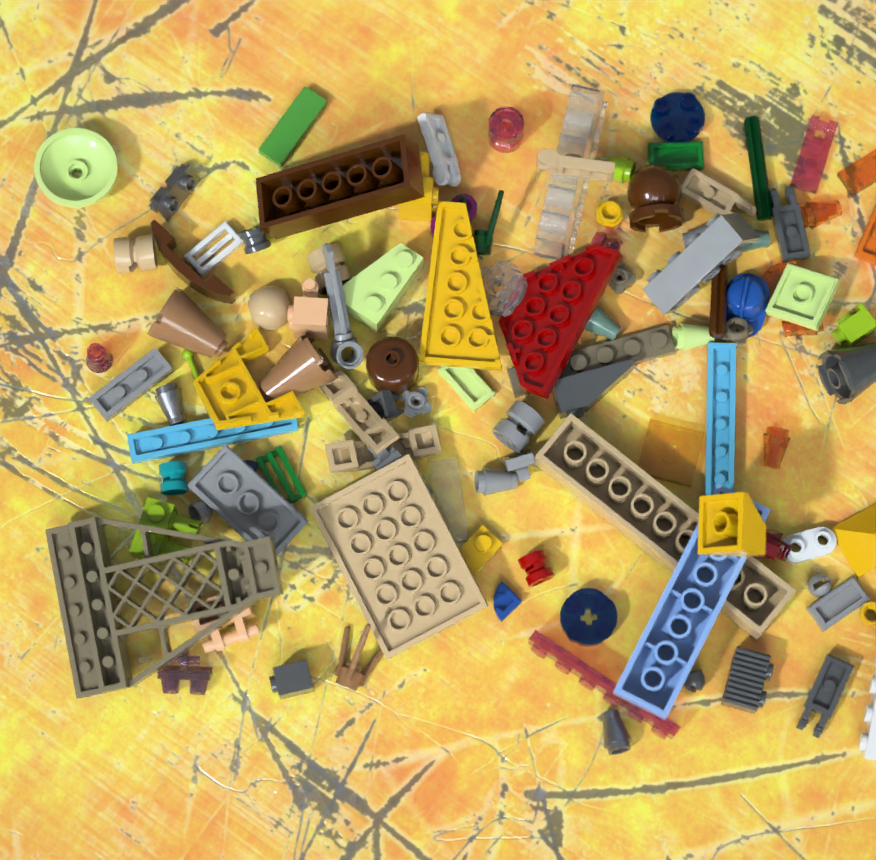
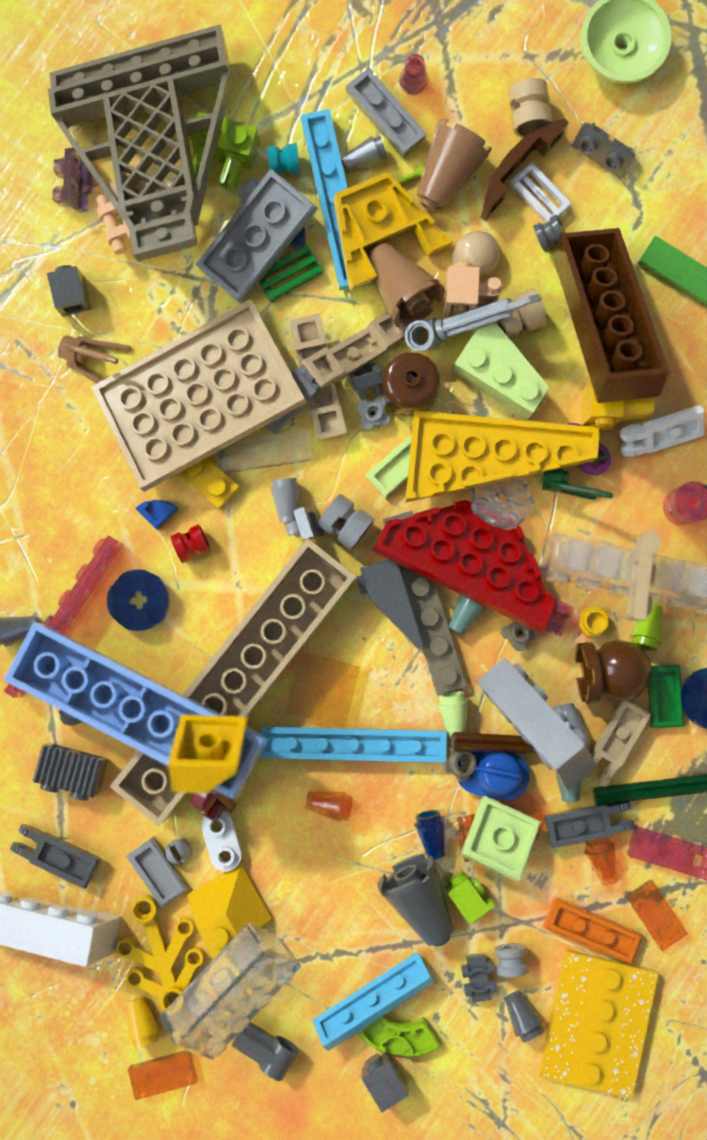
camera: 90 degrees right, 10 degrees up
(798, 358) = (431, 831): none -> clear blue cone

